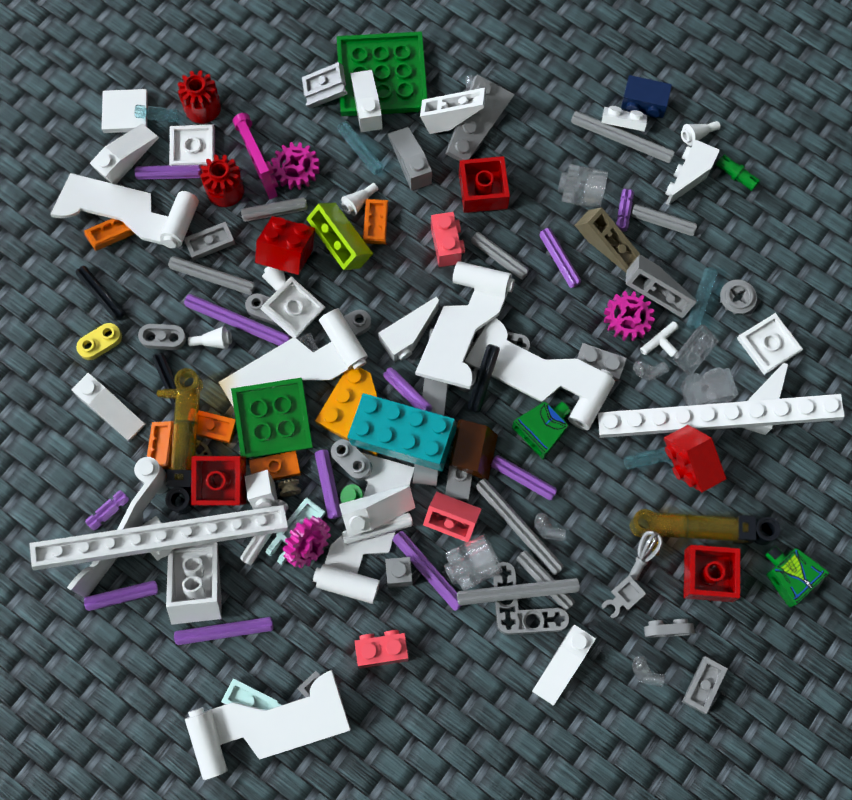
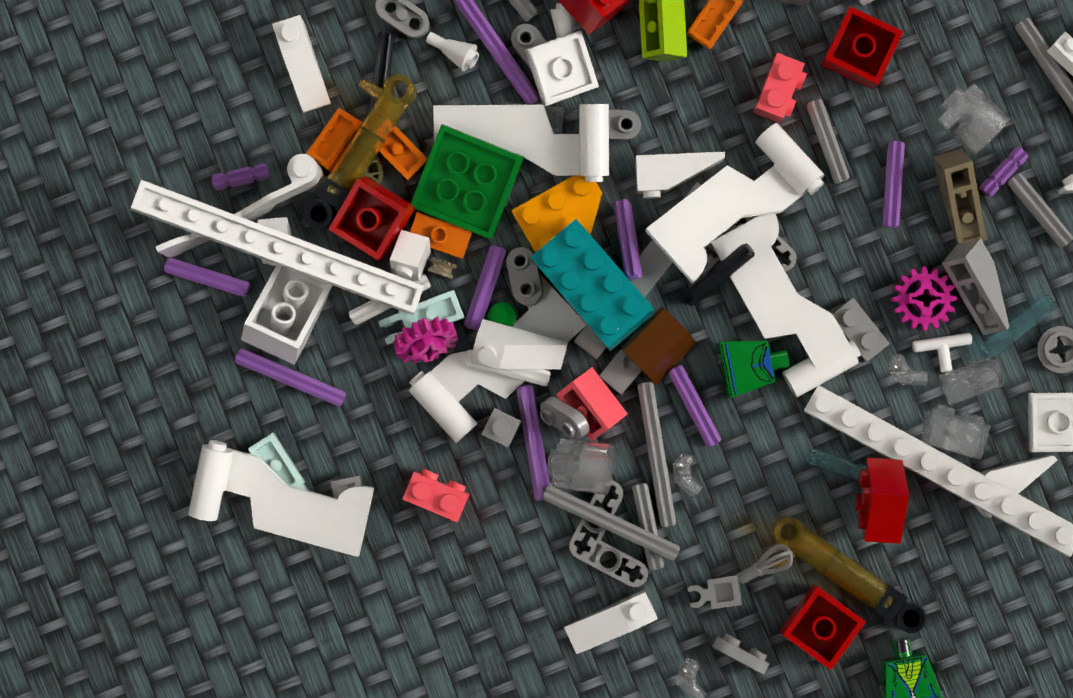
camera: 40 degrees right, 15 degrees up
(439, 537) = (564, 418): none -> light grey plate

